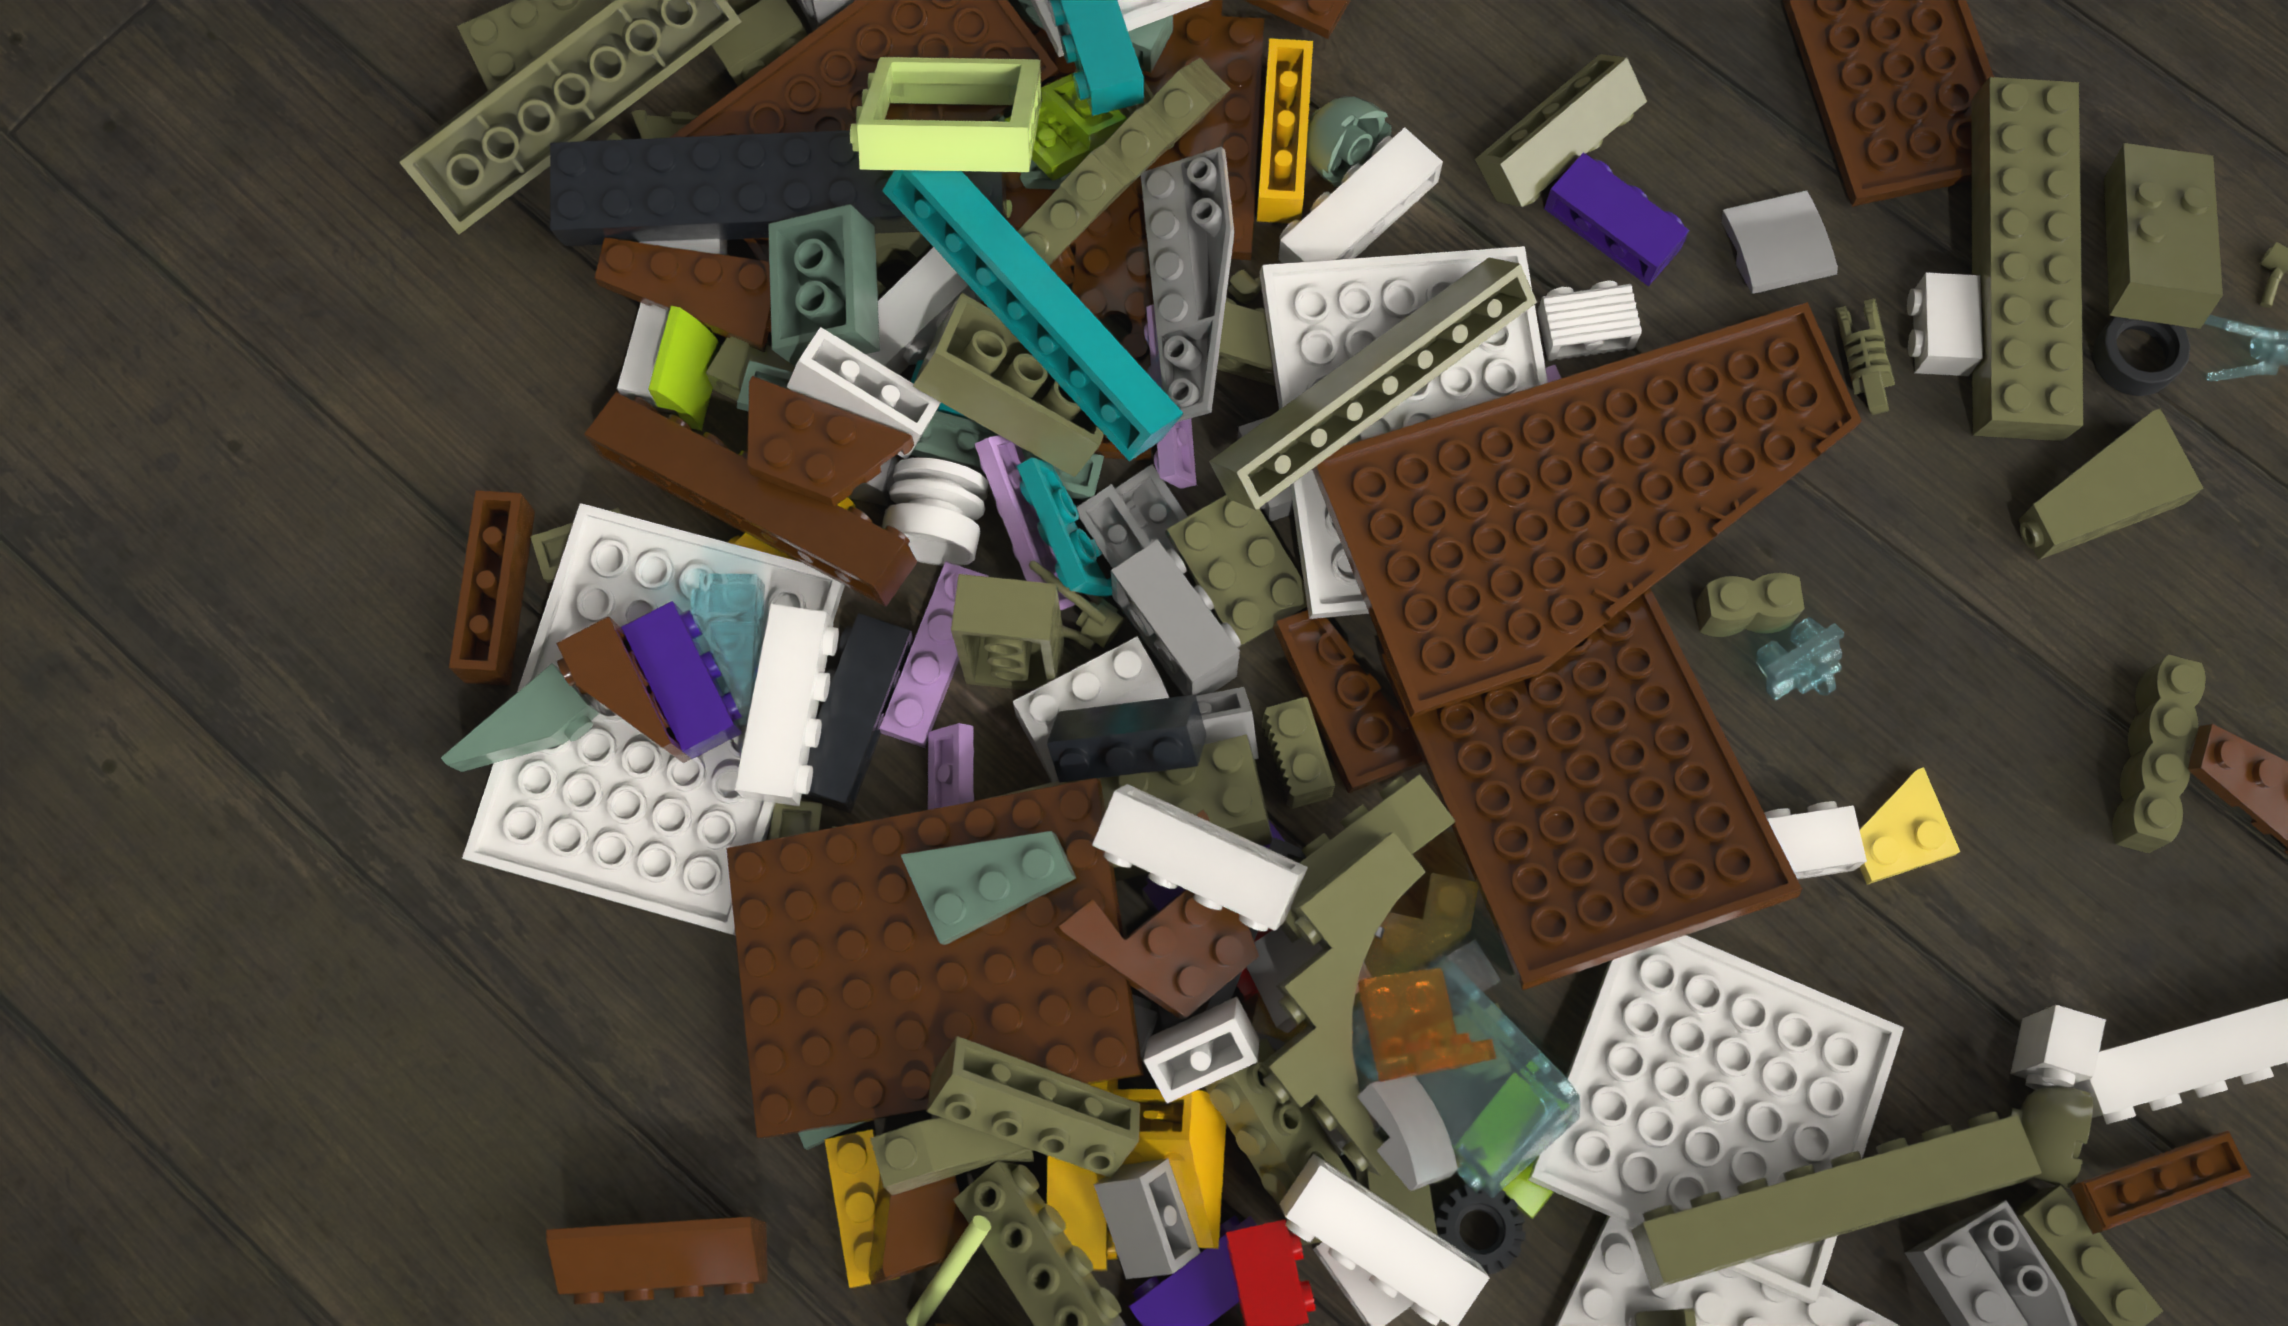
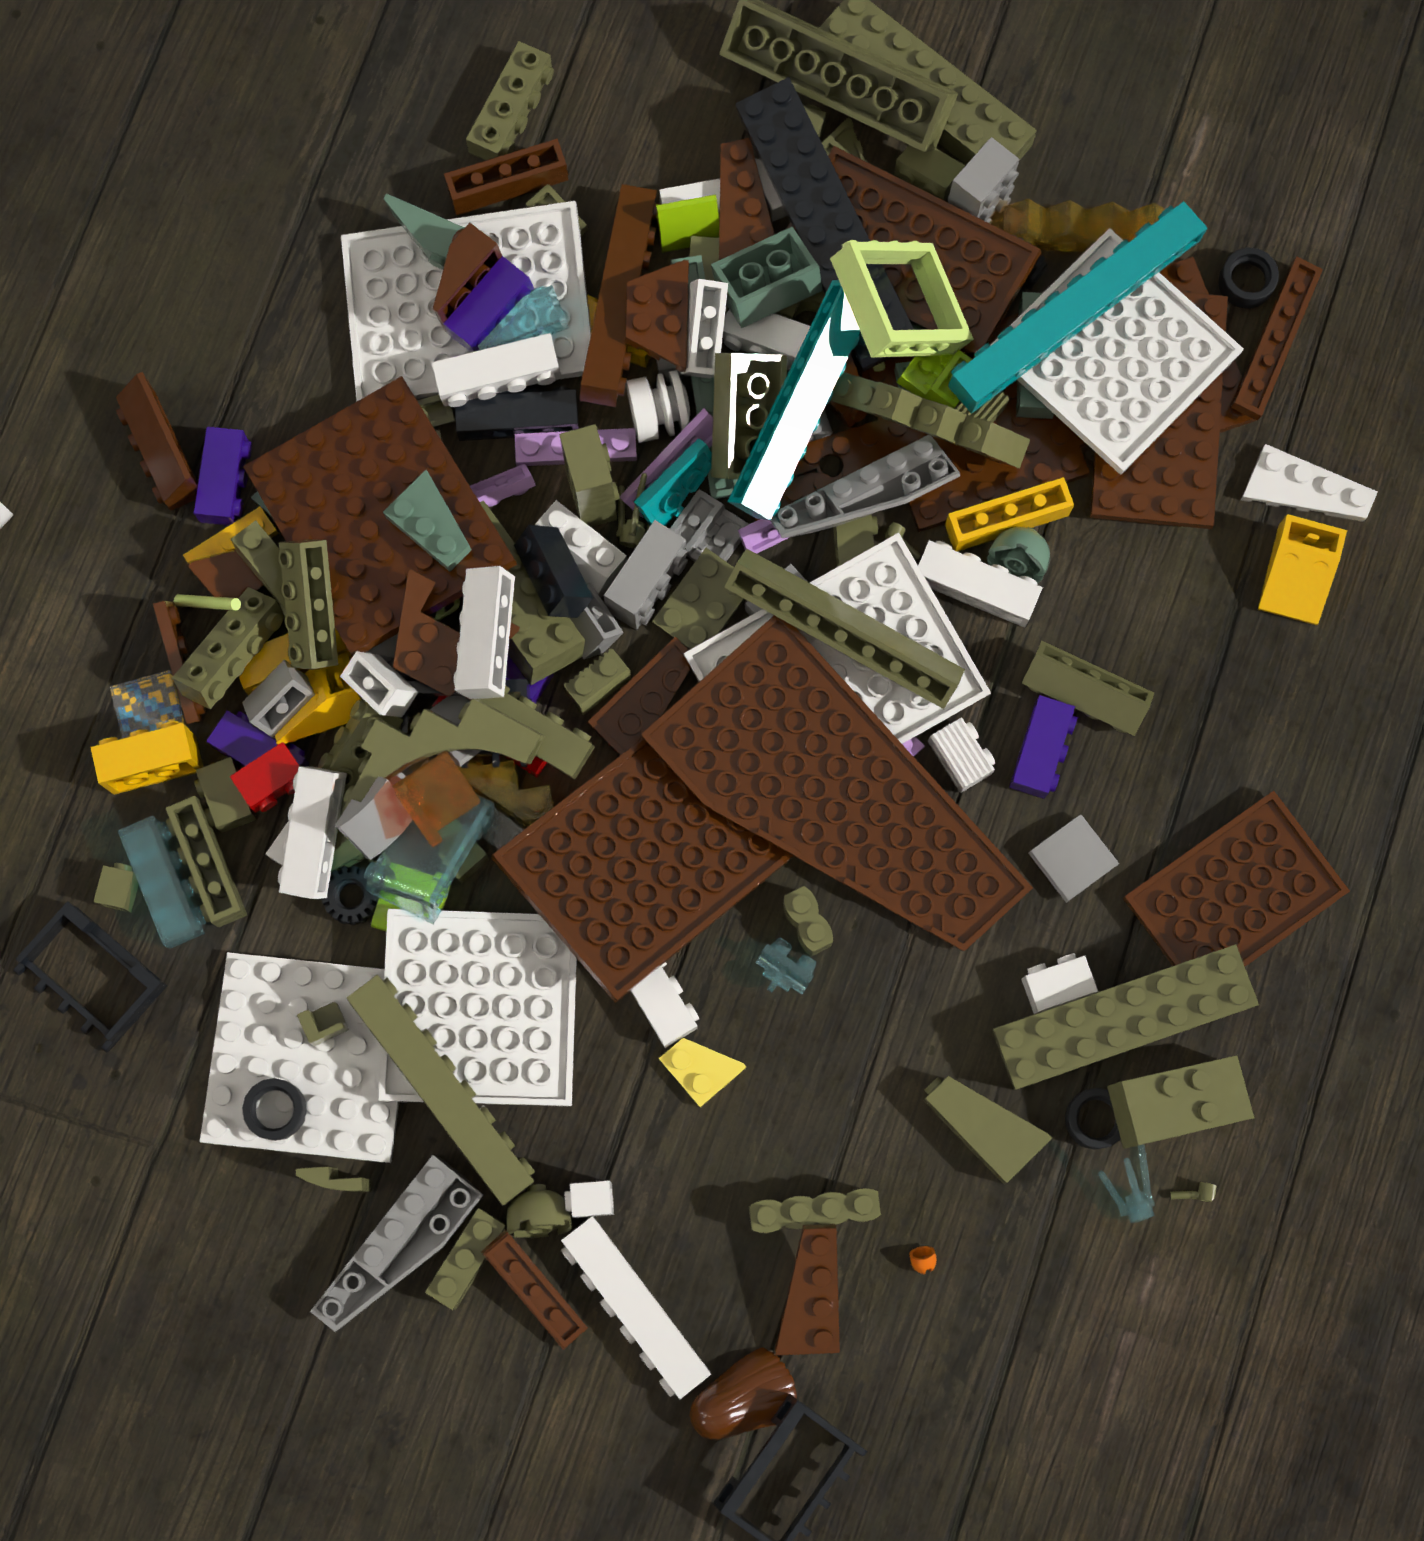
camera: 65 degrees right, 5 degrees up
(381, 544) = (510, 102): none -> olive brick
(754, 1177) = (222, 476): none -> dark purple brick
(1867, 357) = (1014, 941): olive hinge -> none
(2263, 633) = (923, 1259): none -> orange hinge

